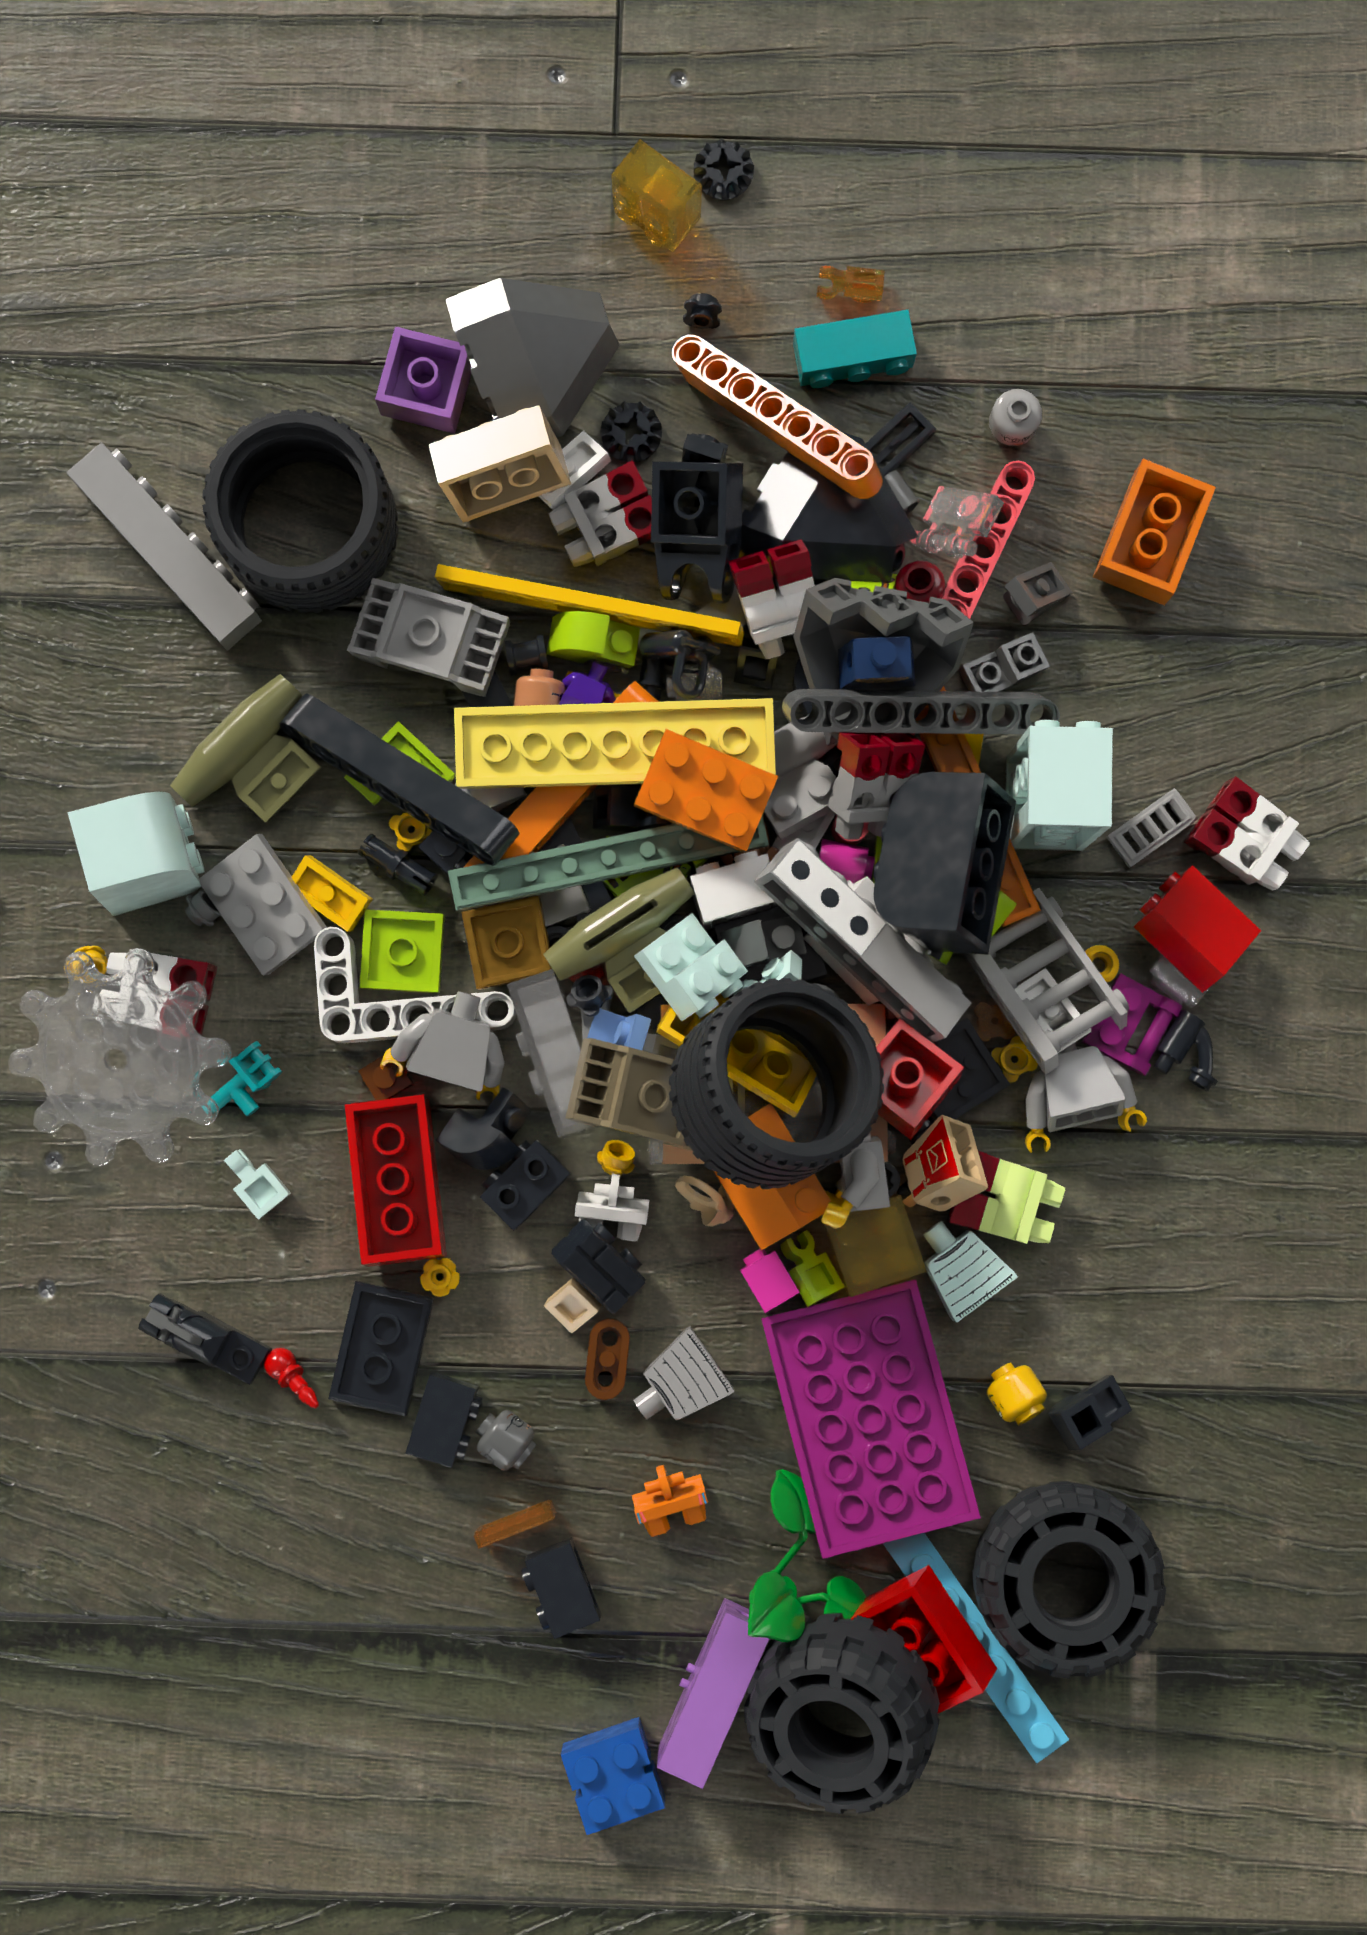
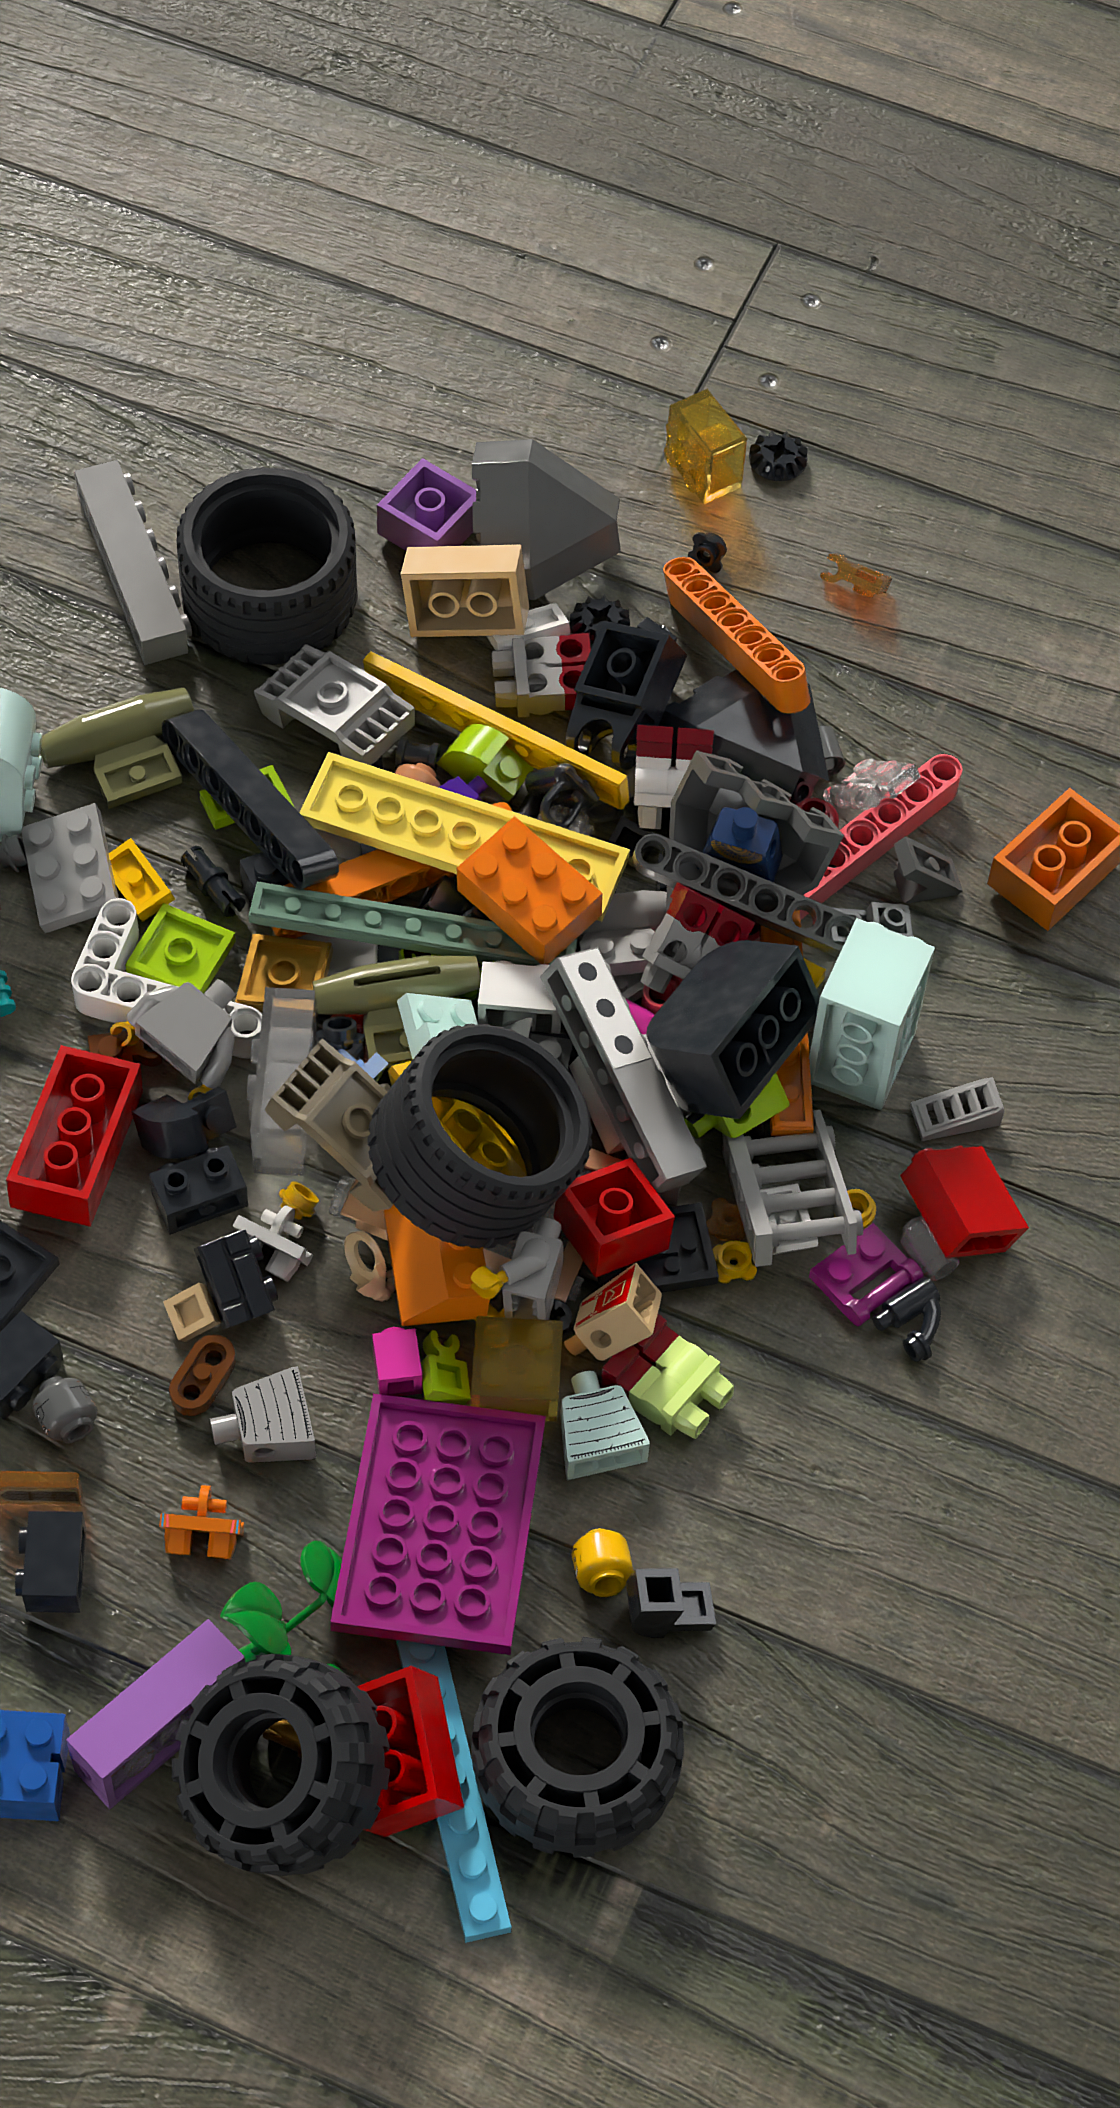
camera: 20 degrees right, 25 degrees down
(405, 839) = (237, 850): yellow plate -> none
(432, 1268) = (74, 1252): yellow plate -> none
(854, 348) = (836, 624): teal brick -> none
(911, 448) = (848, 718): black tile -> none
(1015, 417) = (964, 725): light grey head -> none
(1079, 1093) = (784, 1303): light grey torso -> none
(1247, 834) = (1049, 1146): white hips -> none

